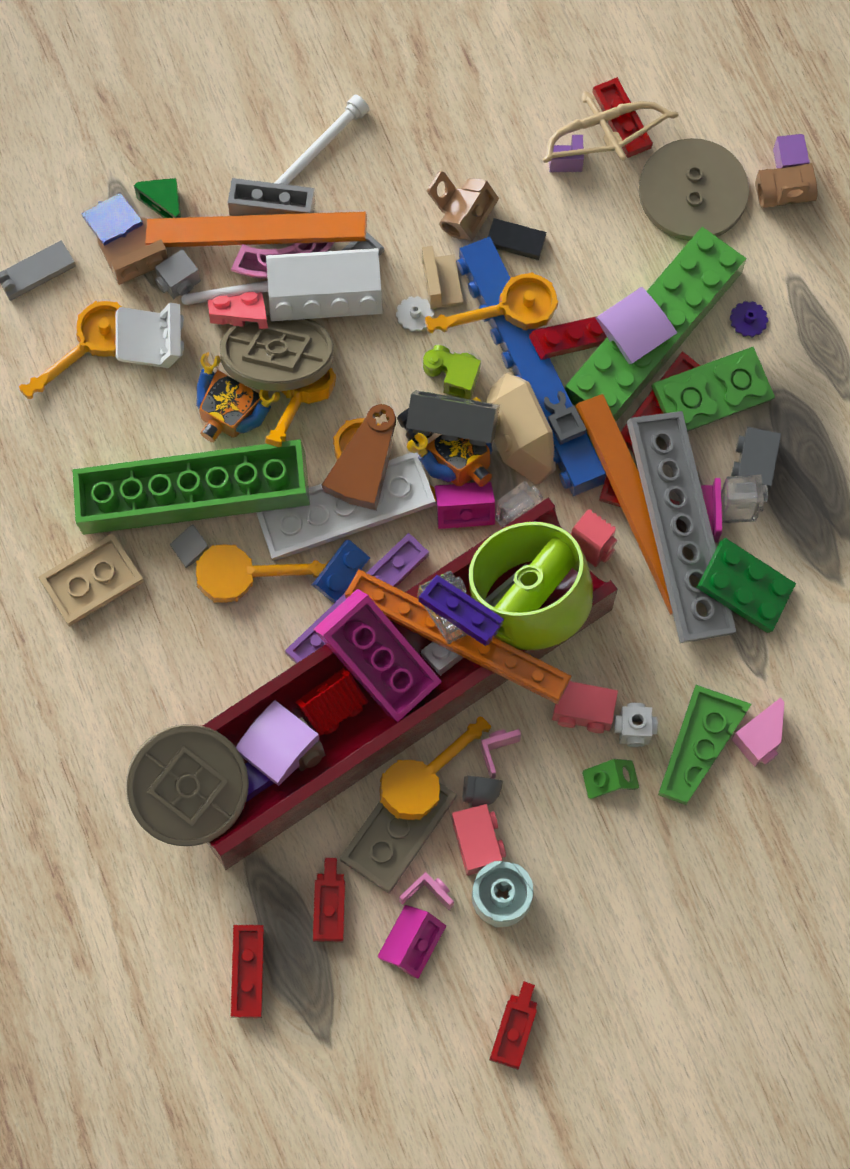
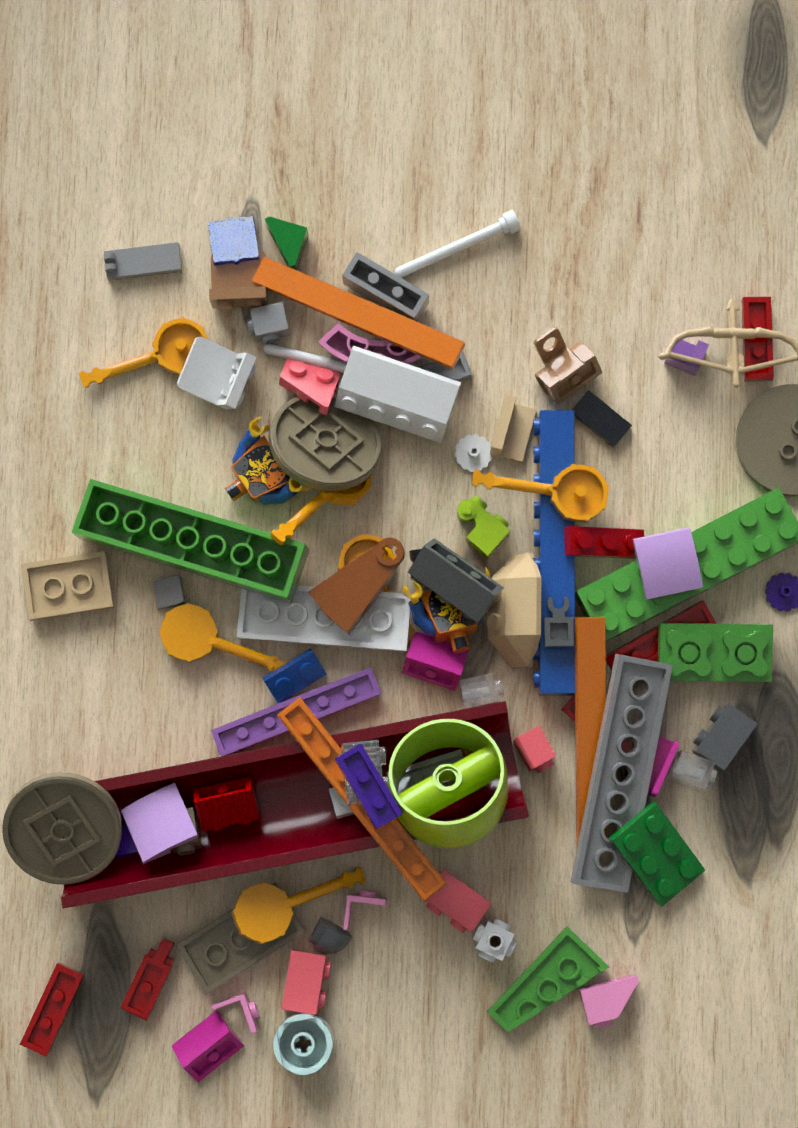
camera: 30 degrees right, 10 degrees up
(377, 655) = (280, 786): dark pink brick -> none
(609, 777) = (448, 977): bright green bracket -> none

